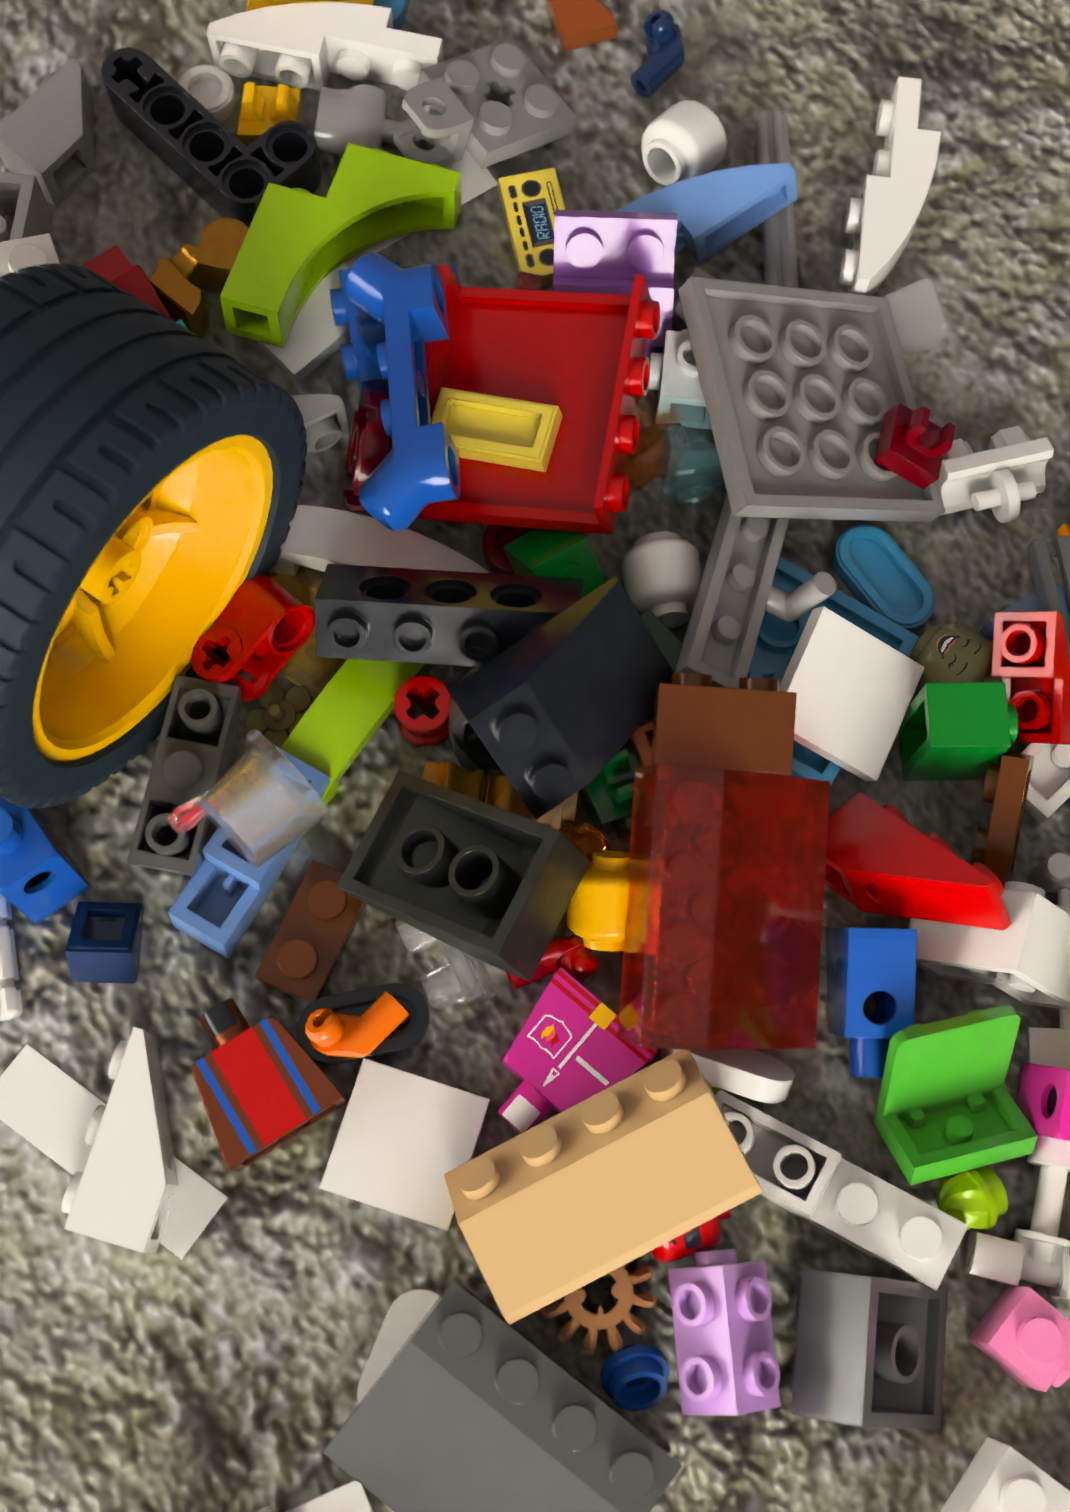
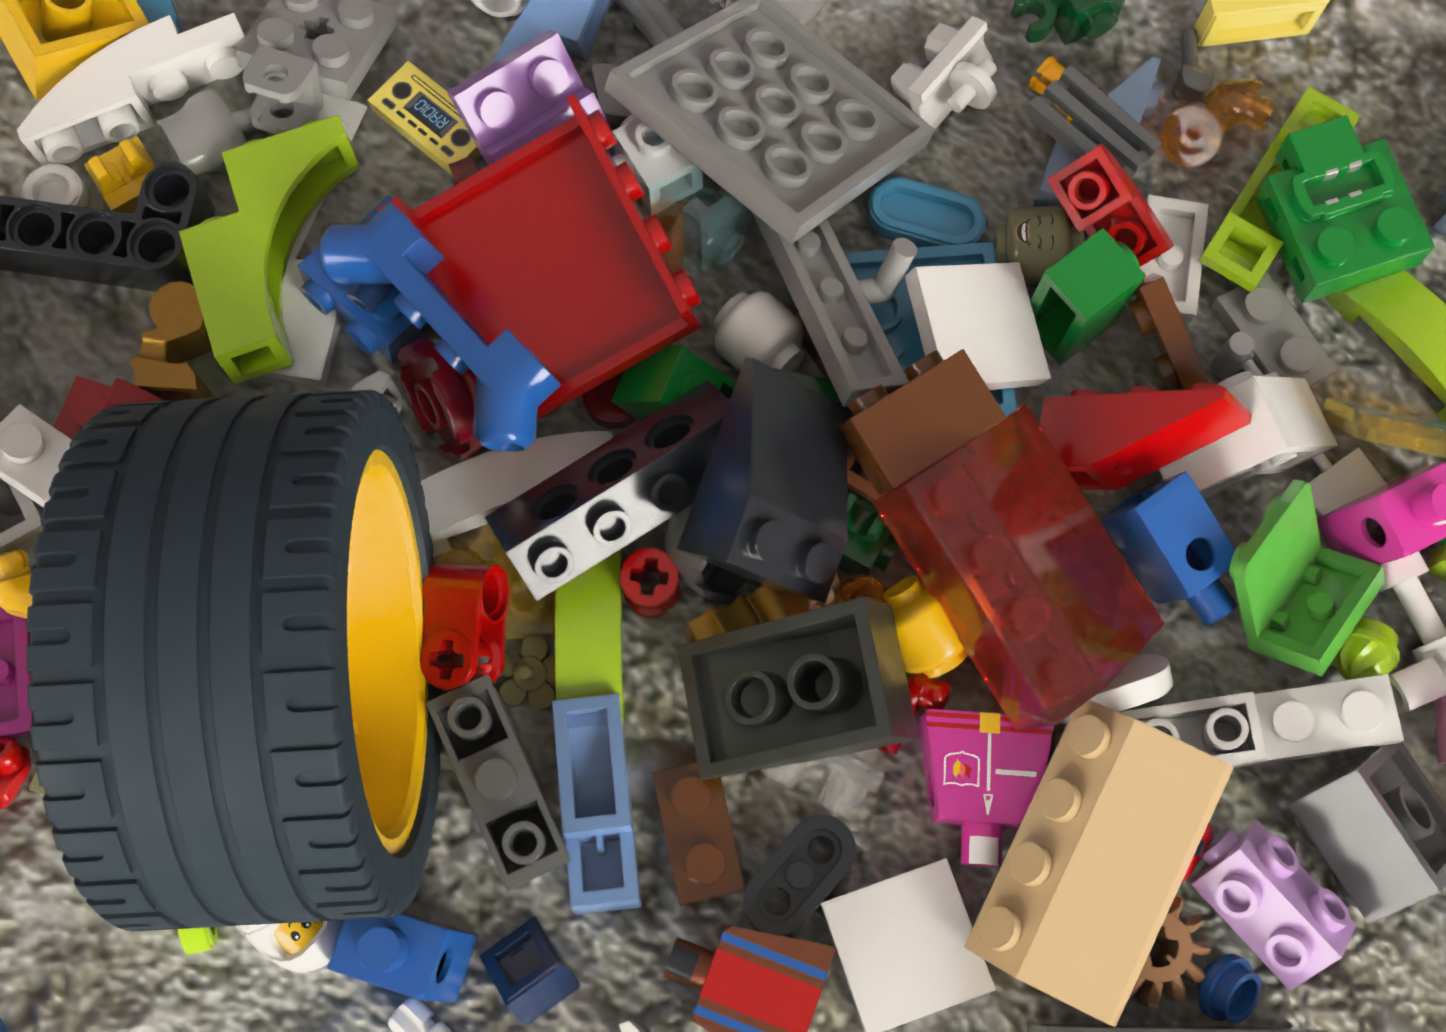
camera: 35 degrees left, 0 degrees up
(257, 803) = (585, 759): clear hat -> none
(354, 1034) = (805, 888): orange arm -> none
(499, 428) = (540, 303): light yellow tile -> none
(913, 444) = (876, 91): dark red tile -> none

